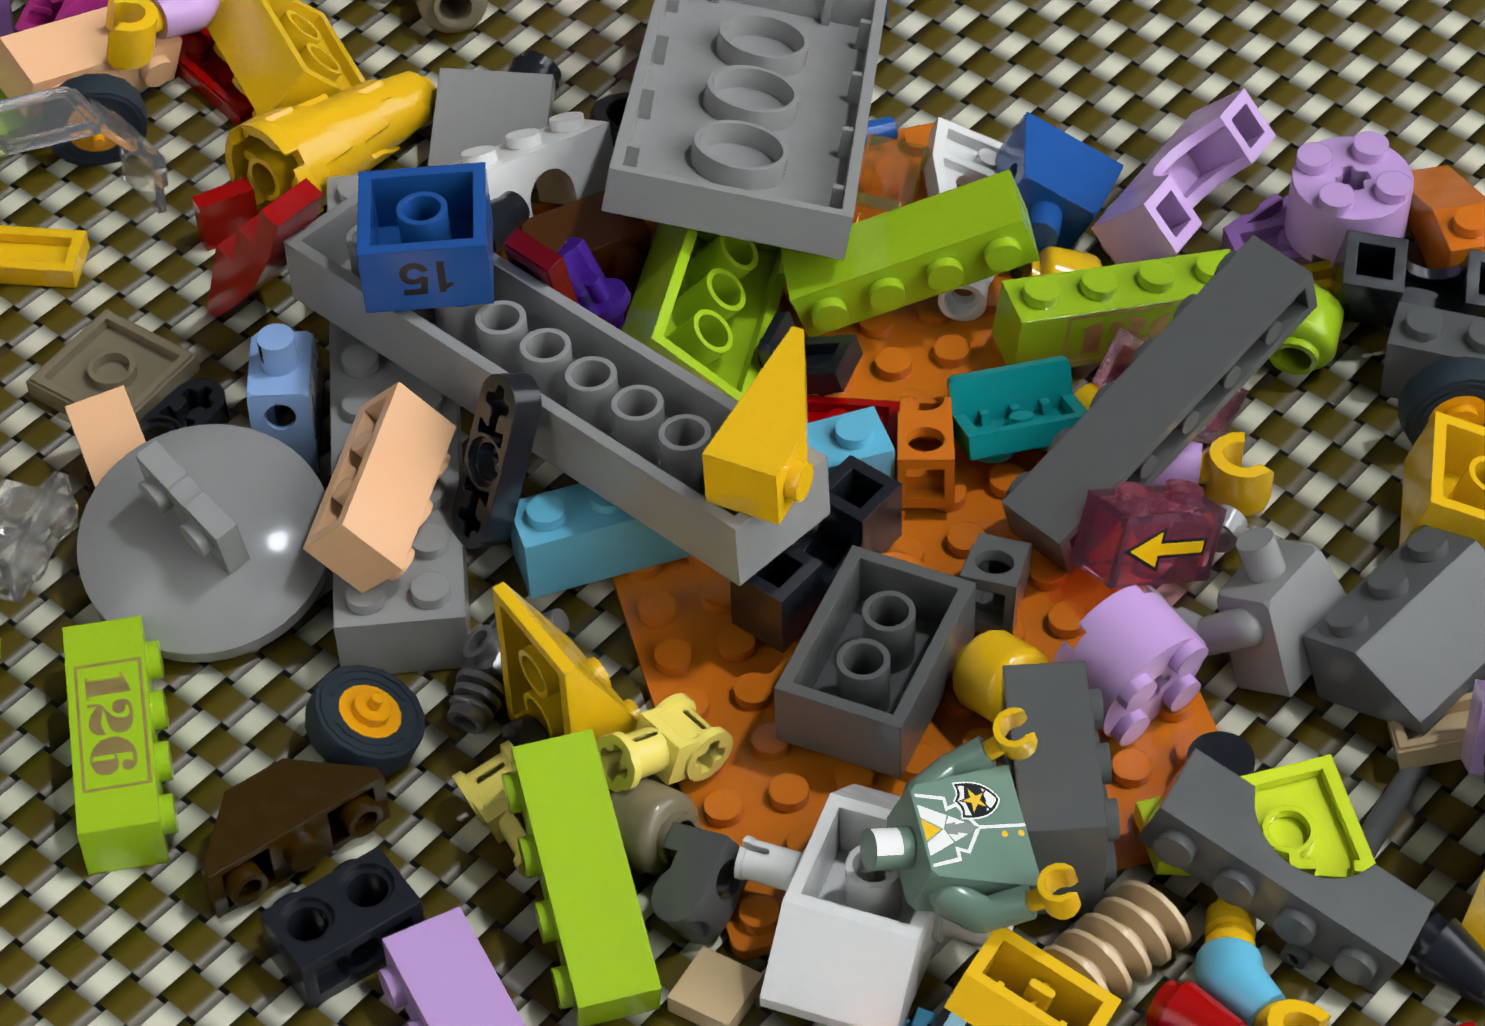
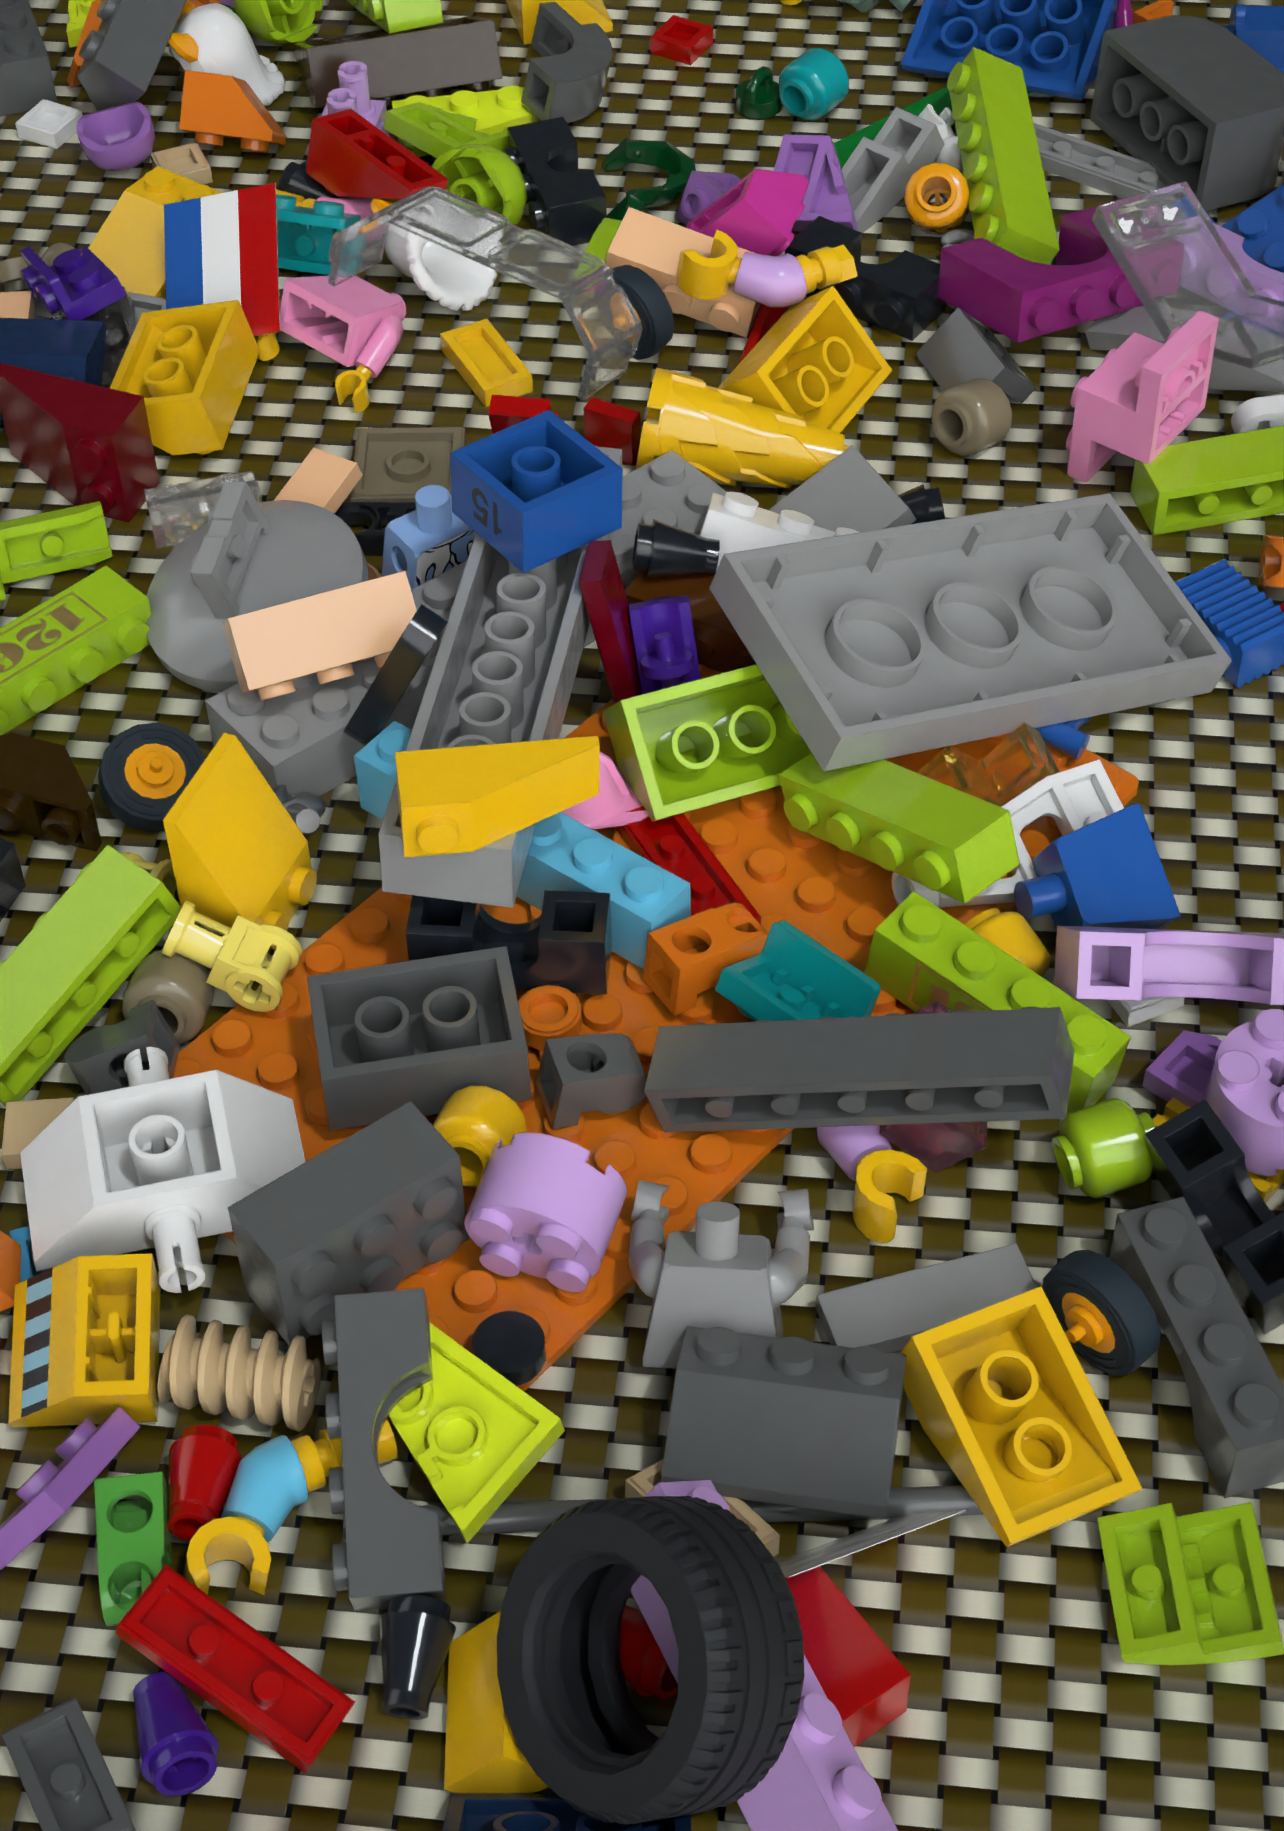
camera: 55 degrees right, 0 degrees up
(828, 358) = (738, 824): black bracket -> none
(966, 841) = (189, 1168): sand green torso -> none
(1148, 534) = (717, 1149): clear pink brick -> none
(1352, 502) = (905, 1304): none -> light grey tile

